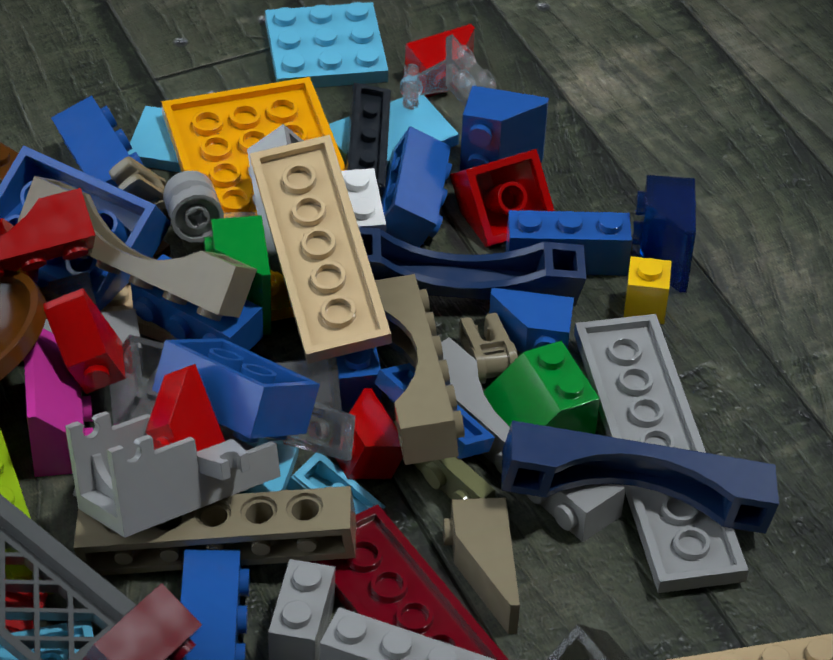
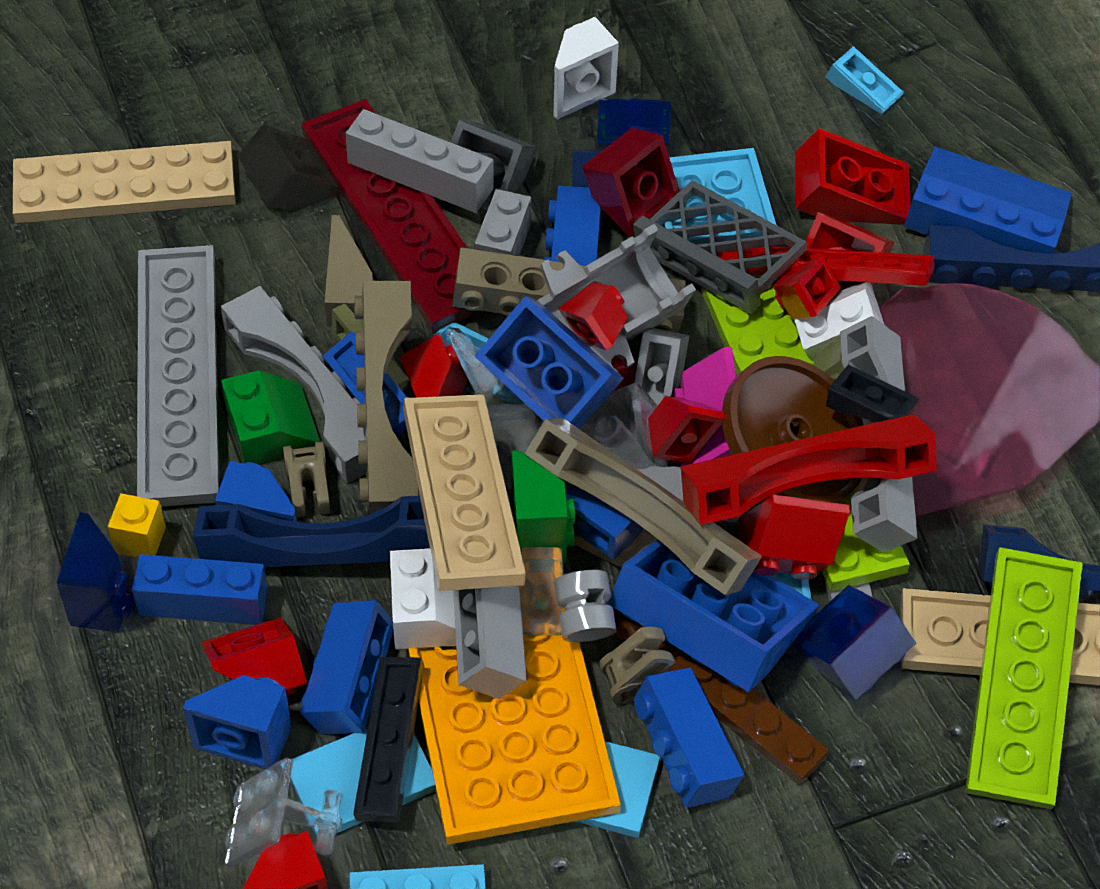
camera: 175 degrees left, 10 degrees up
(725, 488) = (281, 295): dark blue arch -> none

